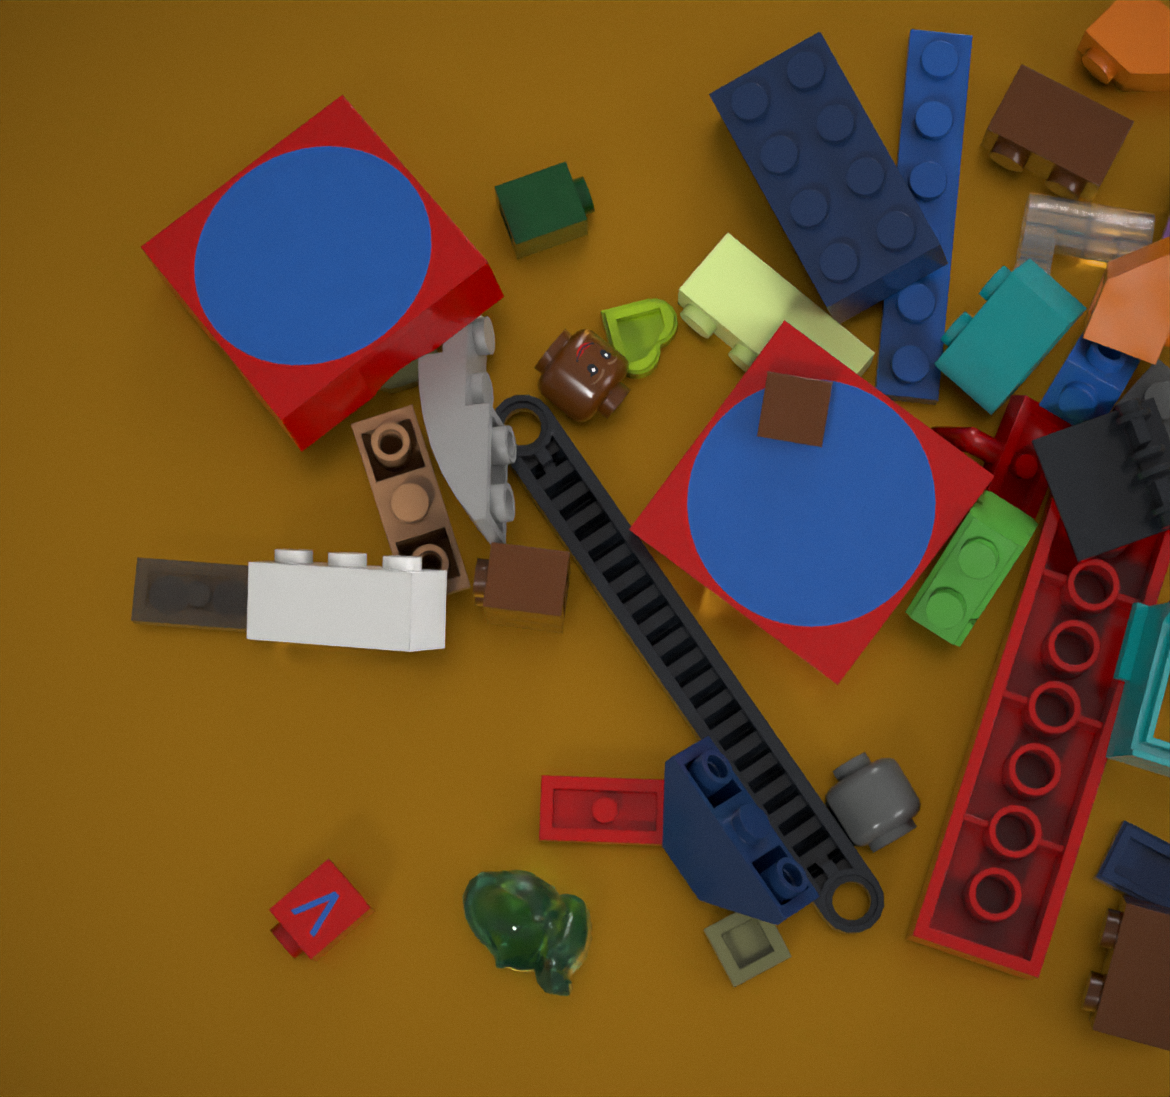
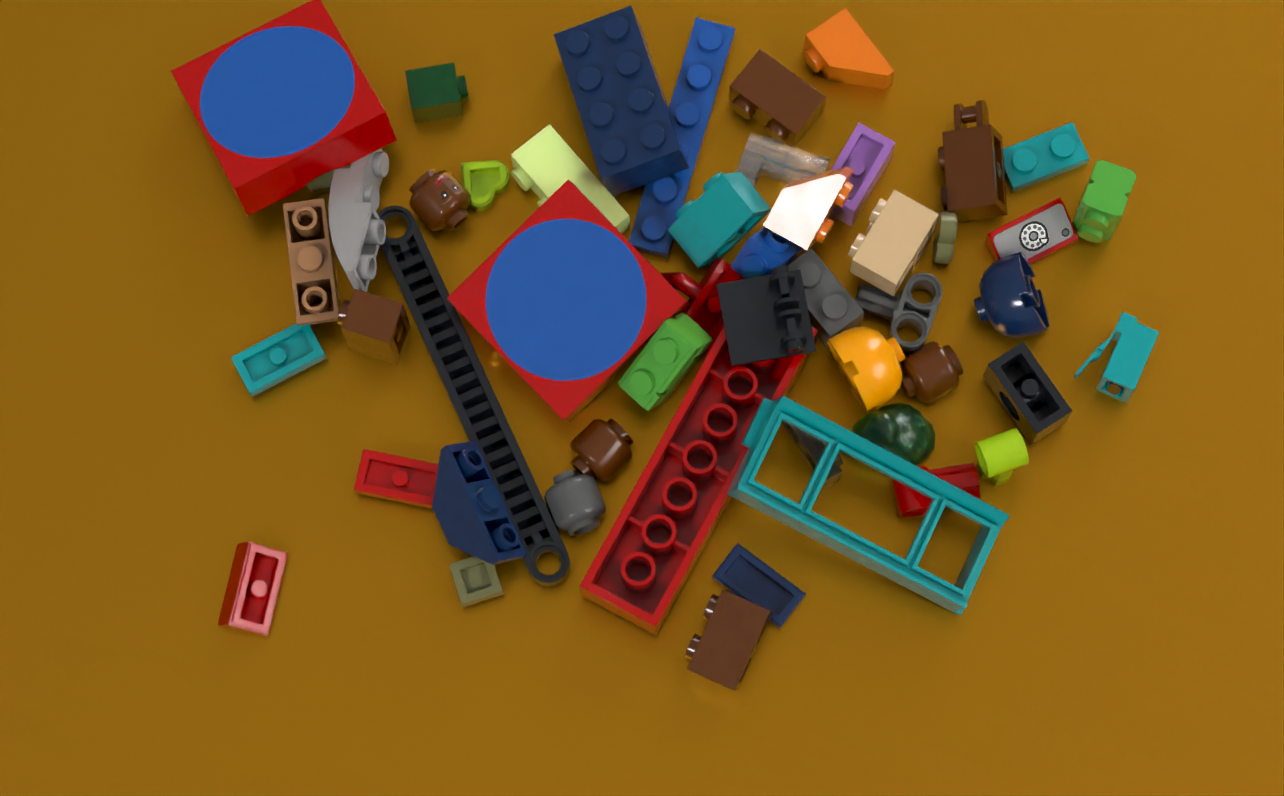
camera: 10 degrees right, 5 degrees down
(190, 594) = (166, 299): clear smoke plate -> none
(319, 913) = (203, 512): red brick -> none
(347, 601) = (257, 314): white brick -> none
(368, 676) = (278, 358): none -> teal plate
(413, 1013) = (252, 588): none -> red slope
(529, 926) = (336, 542): clear green hair -> none
(794, 409) = (564, 236): reddish brown tile -> none
(896, 714) = (601, 449): none -> reddish brown head

